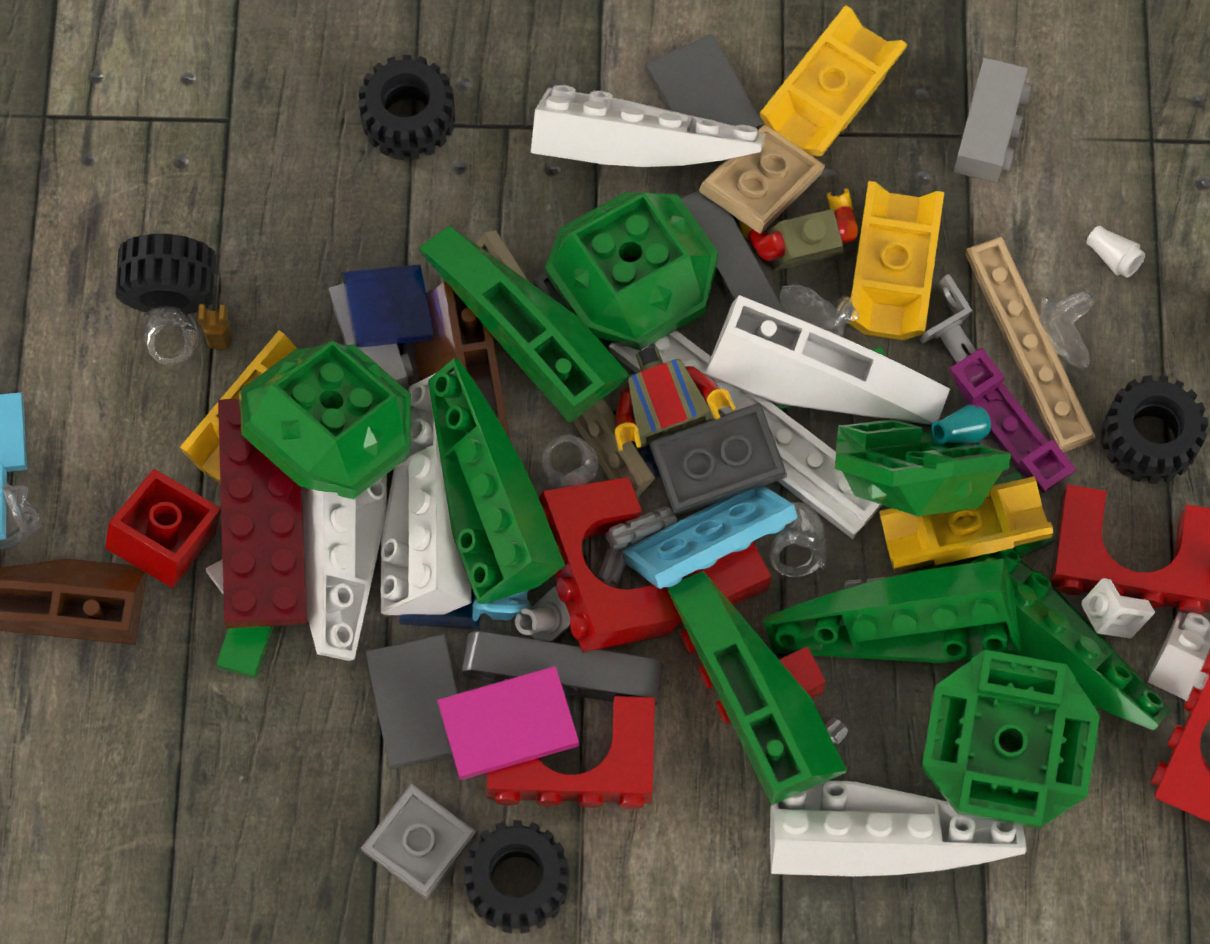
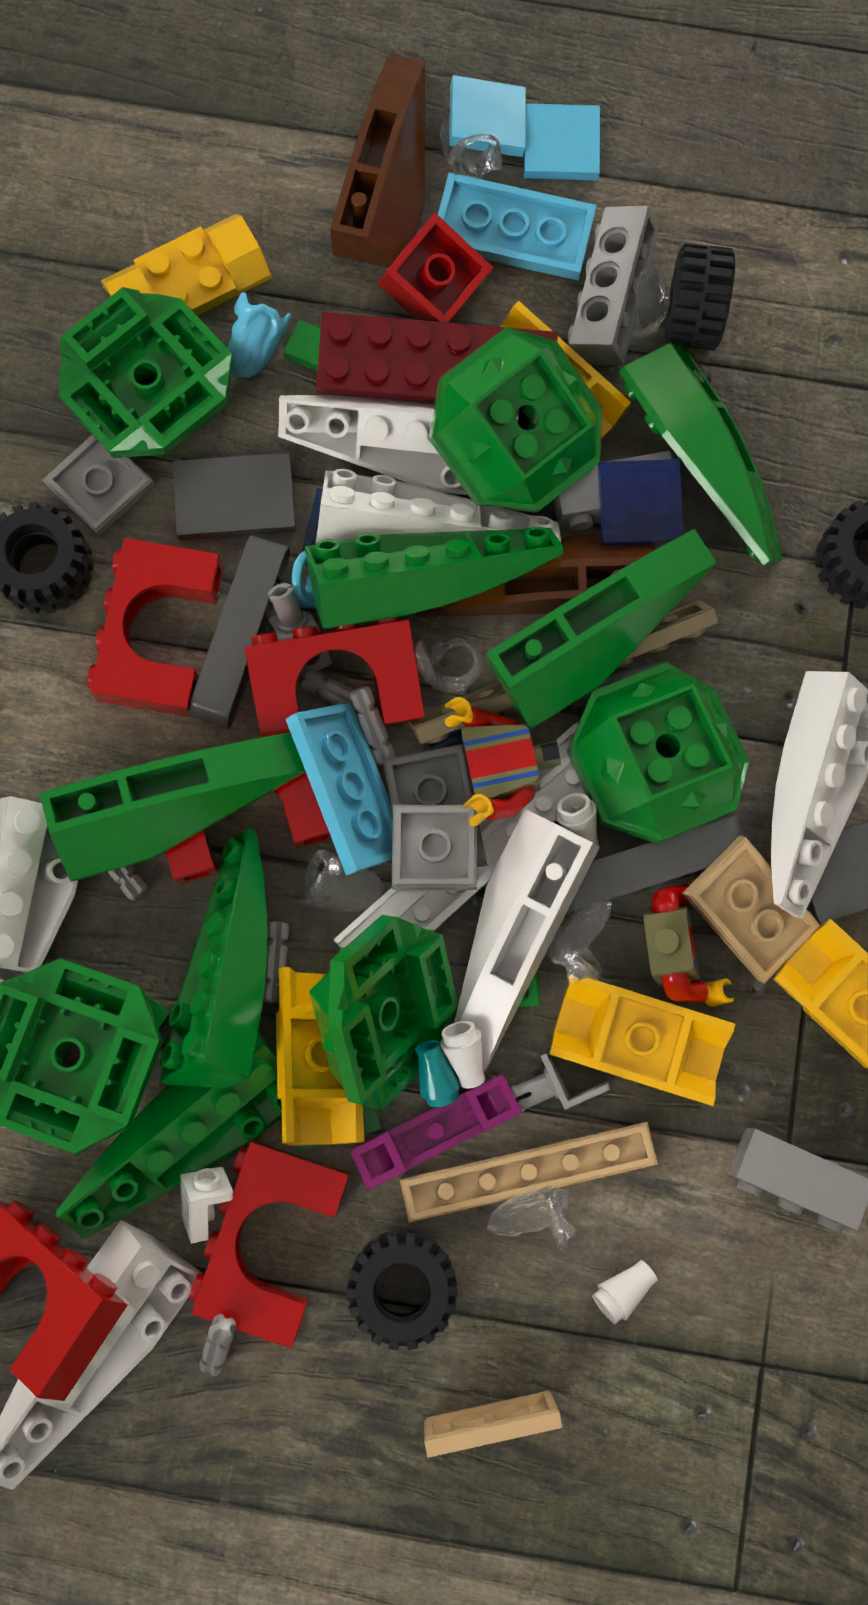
camera: 95 degrees right, 10 degrees up
(88, 466) = (519, 225): none -> medium azure plate
(90, 365) = (608, 298): none -> light grey brick
(174, 789) = (199, 266): none -> yellow piece
(215, 326) = (644, 339): pearl gold bar -> none
(244, 699) = (255, 336): none -> medium azure piece
(299, 753) = (135, 340): none -> green piece
(310, 259) = (706, 440): none -> green wedge
(508, 723) = (181, 562): dark pink tile -> none
(702, 330) = (578, 815): none -> white cone
(755, 447) = (434, 848): none -> light grey tile
(936, 401) = (464, 1051): none -> white cone

